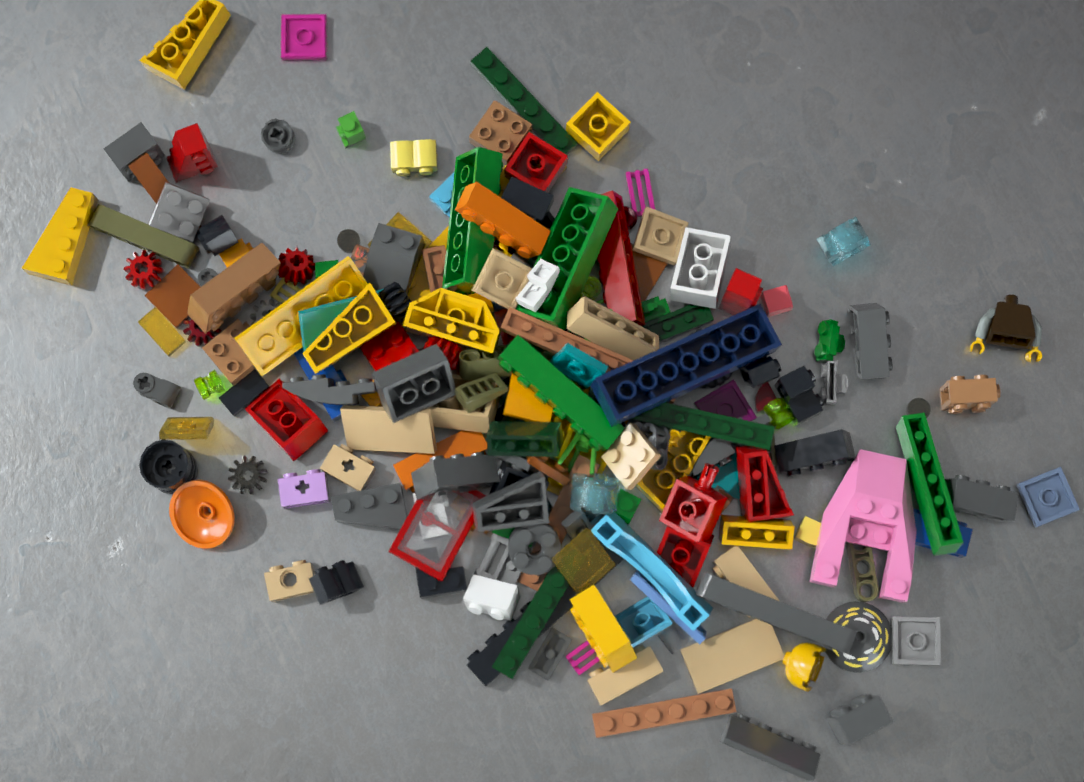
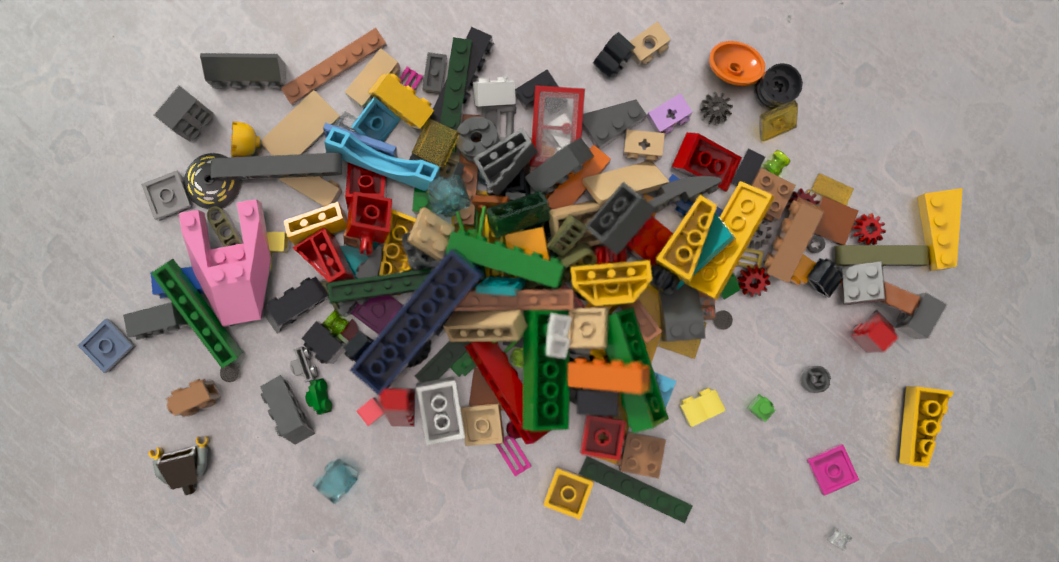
camera: 160 degrees right, 5 degrees up
(159, 391) = (812, 142): dark grey piece -> none

